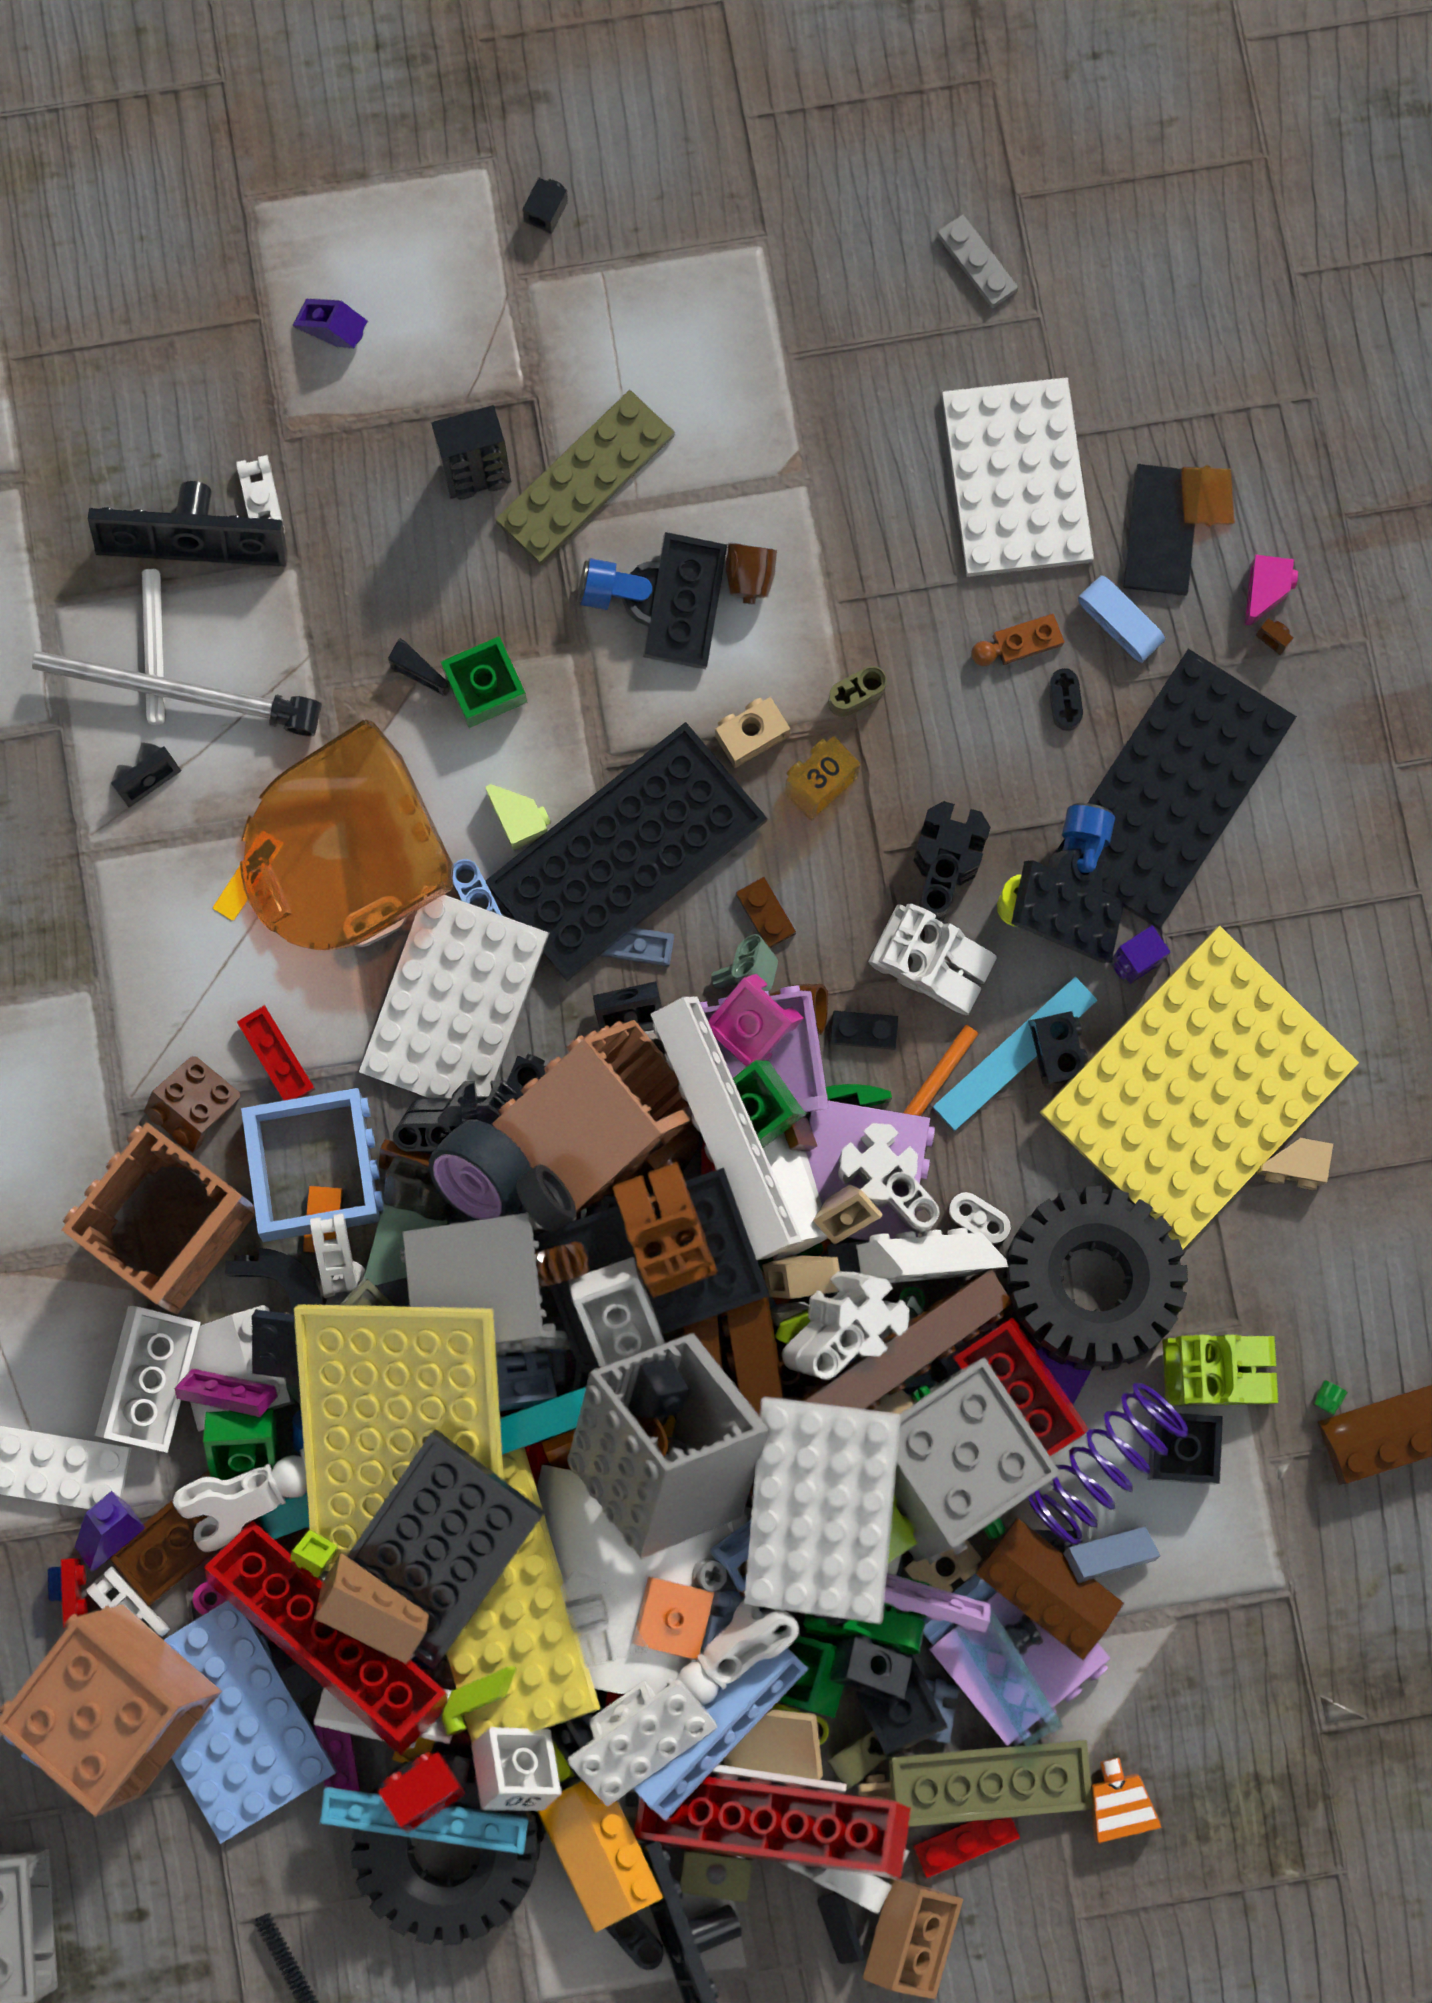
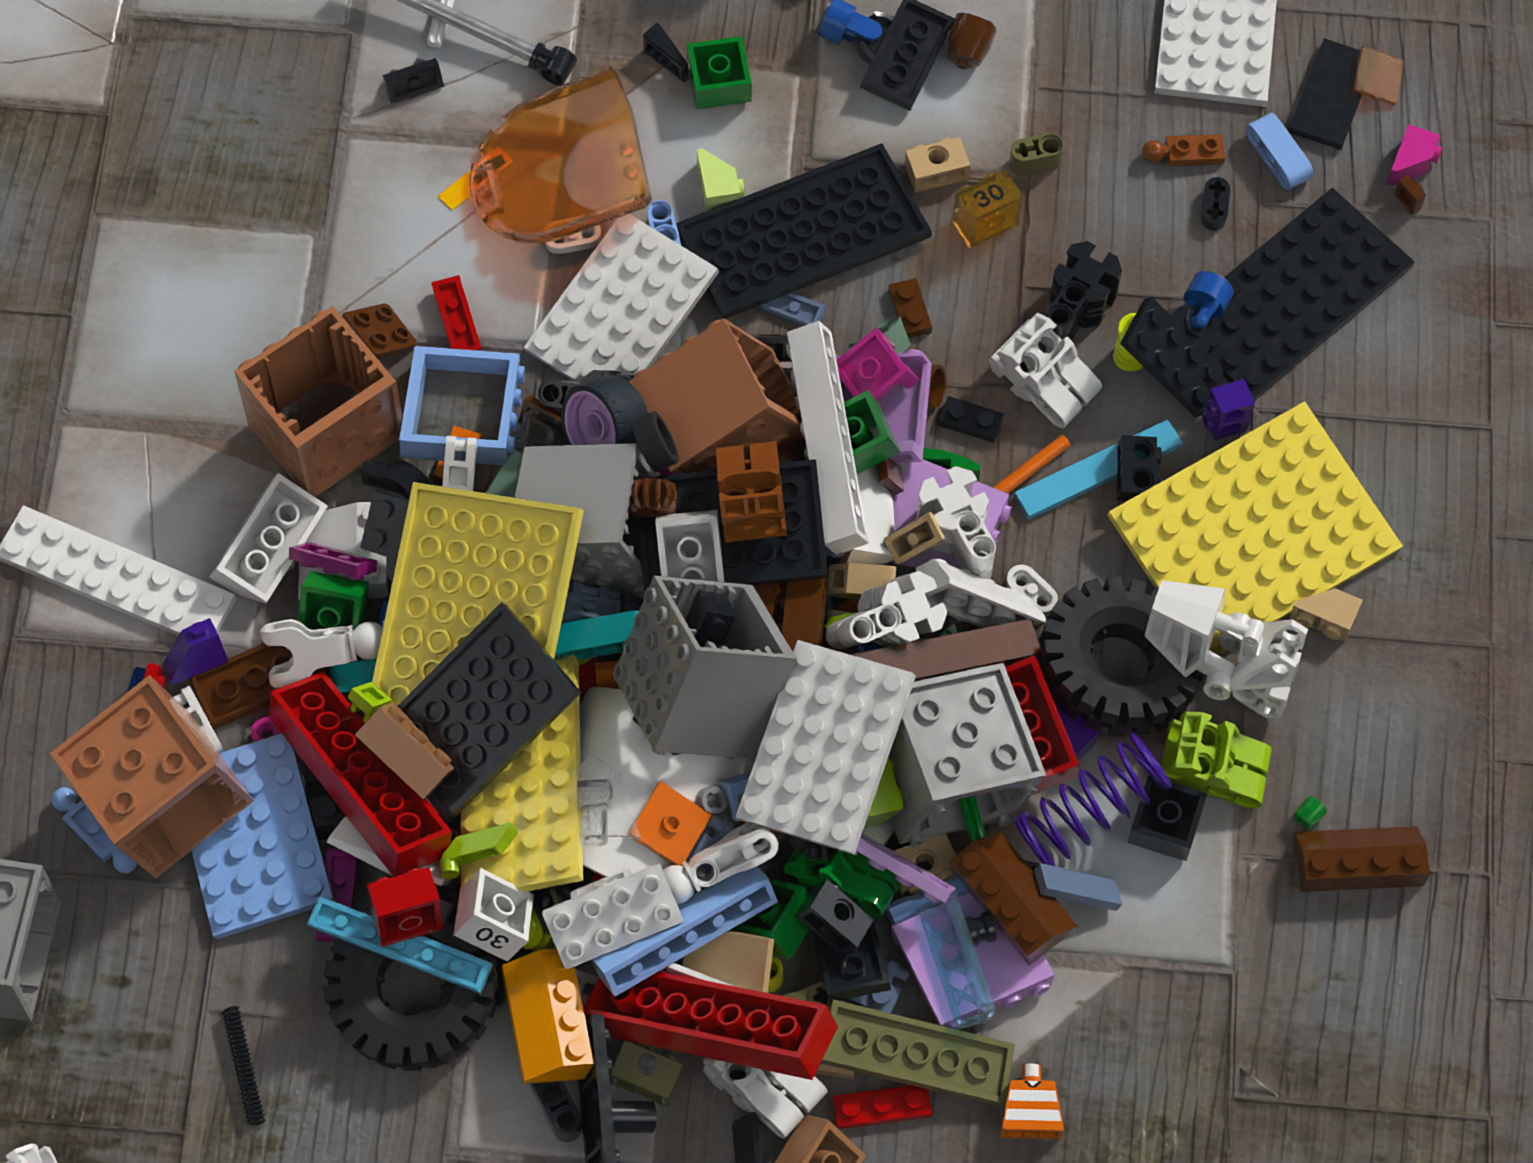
camera: 15 degrees right, 15 degrees down
(1161, 1242) = (1268, 658): none -> white piece

